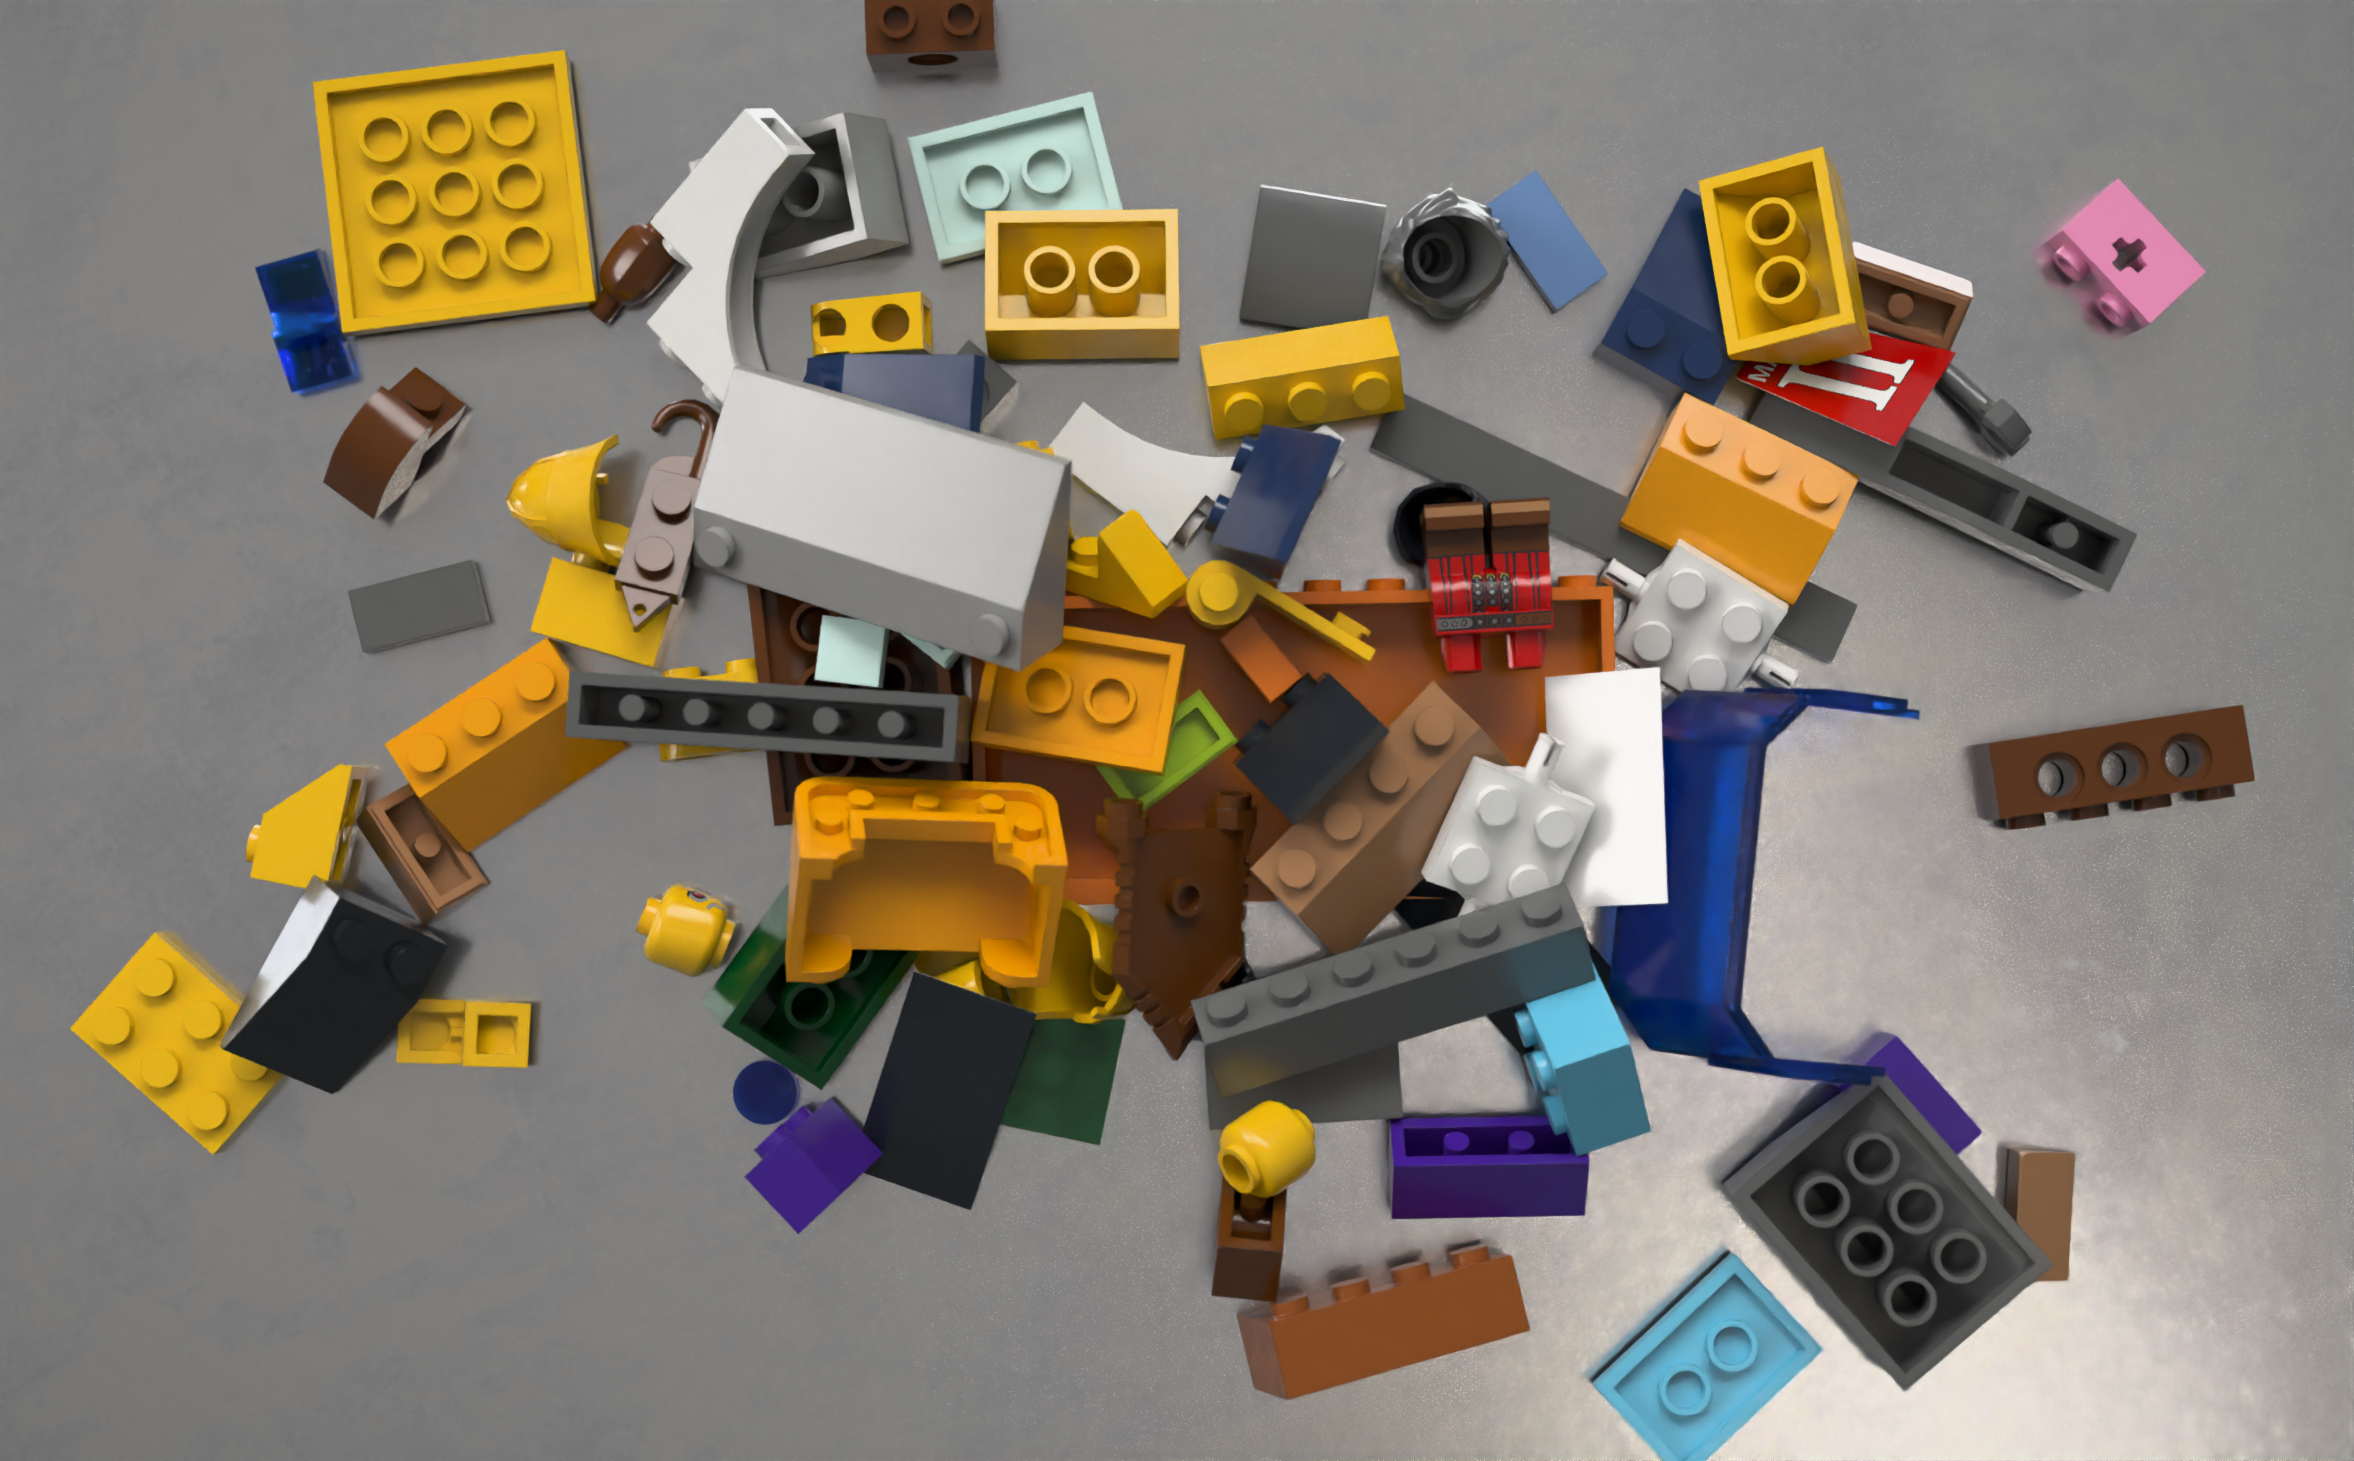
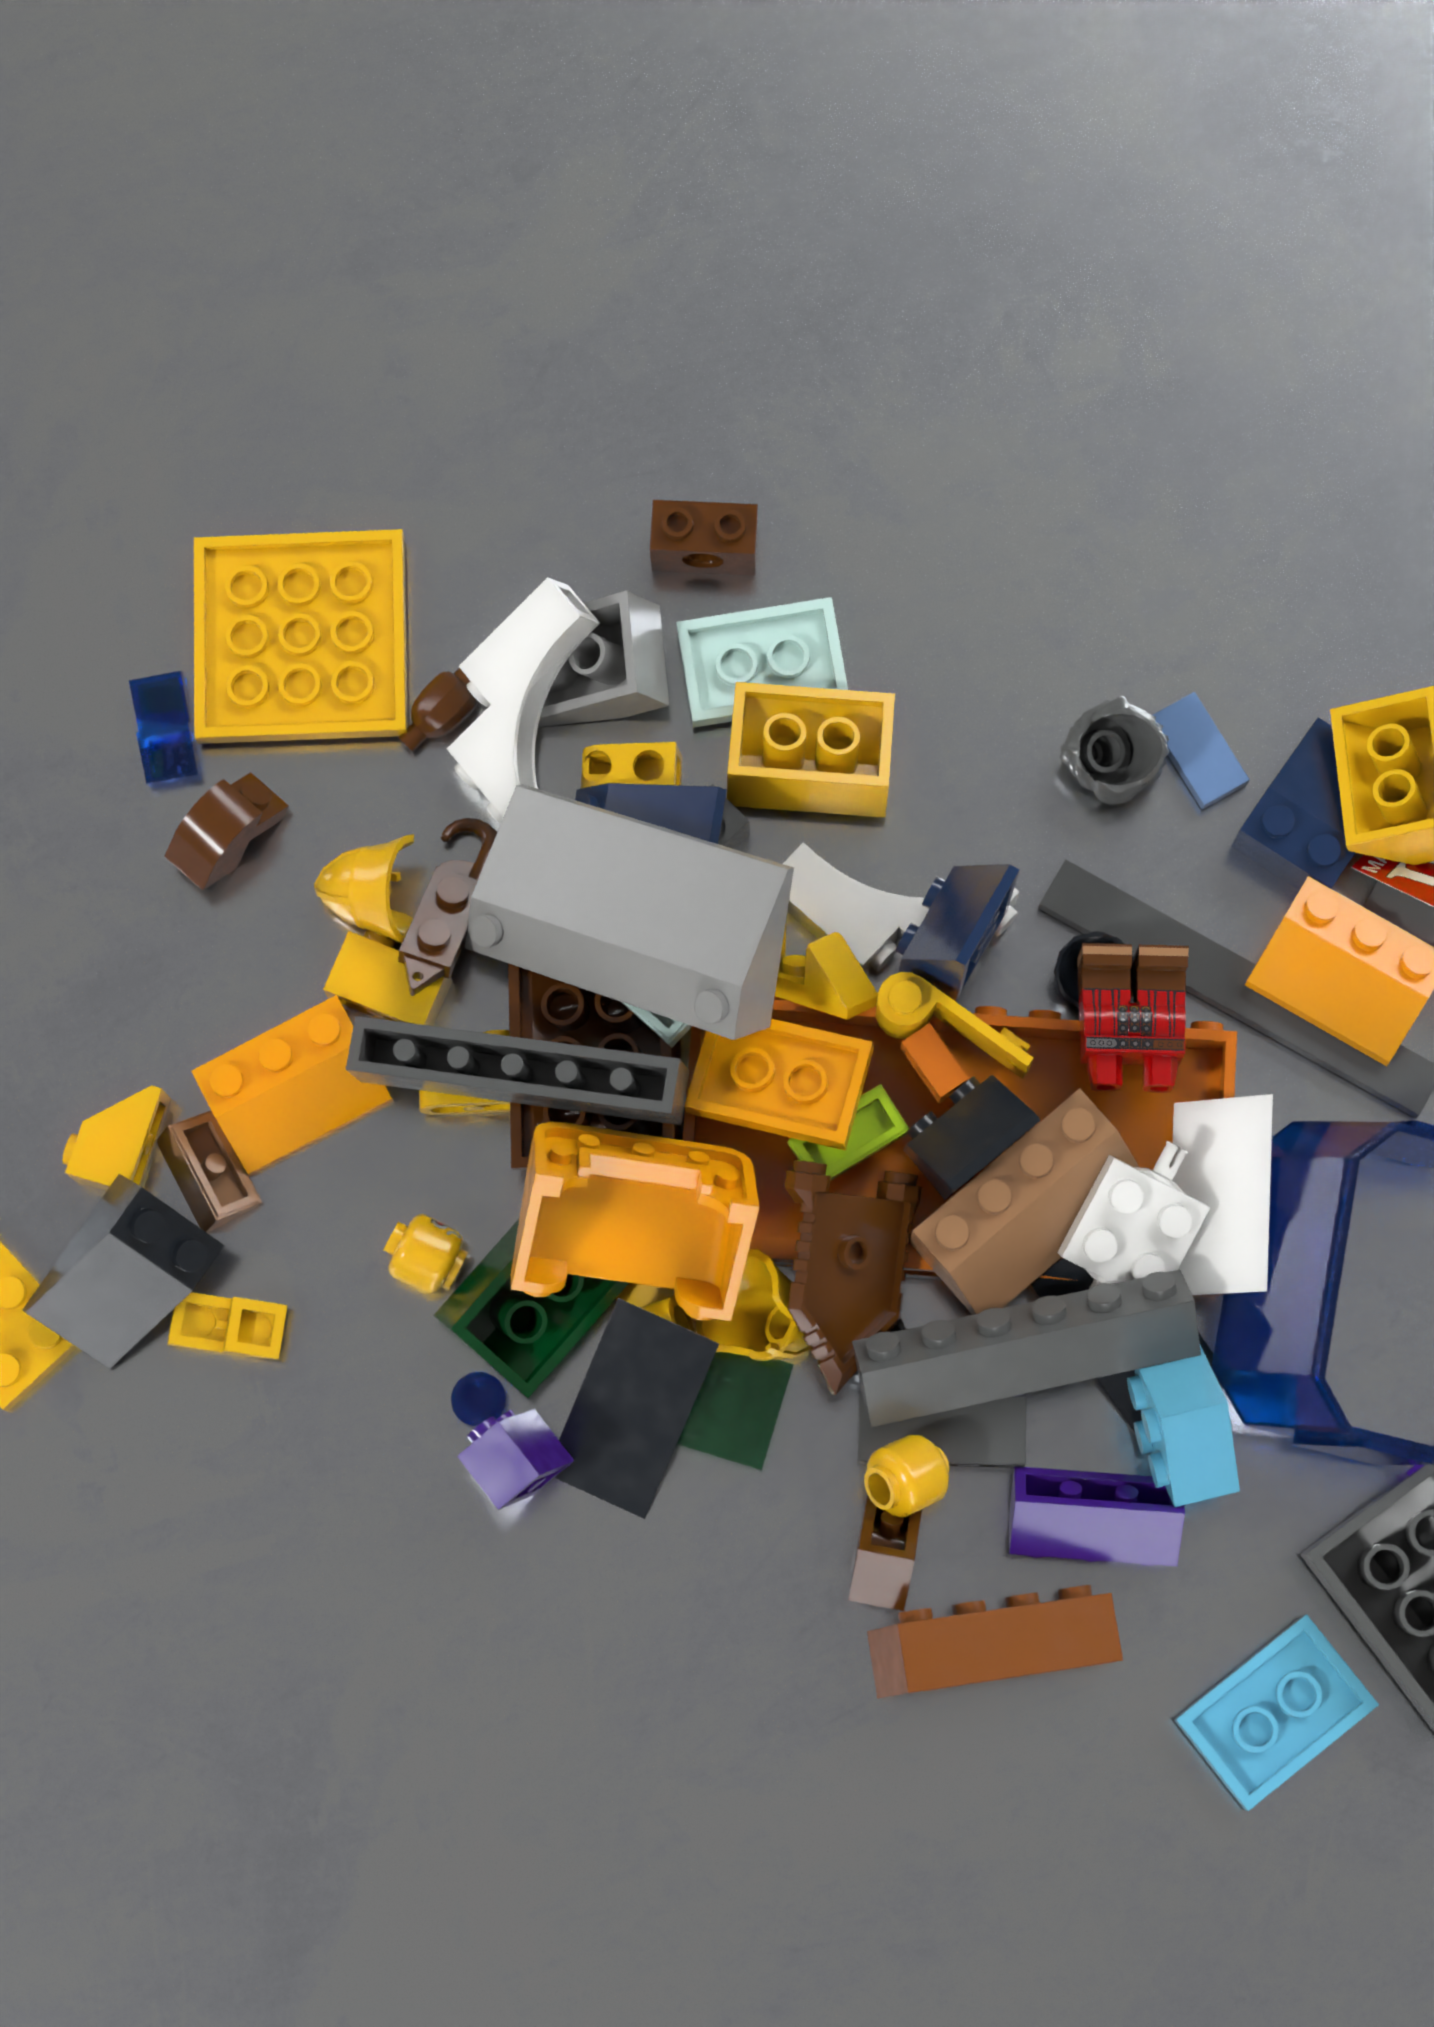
camera: 10 degrees right, 10 degrees down
(419, 606) = (230, 967): dark grey tile -> none
(851, 652) = (592, 1022): light aqua tile -> none
(1302, 377) = (1015, 832): yellow brick -> none
(1311, 259) = (1002, 749): dark grey slope -> none
(1699, 623) = (1307, 1068): white plate -> none

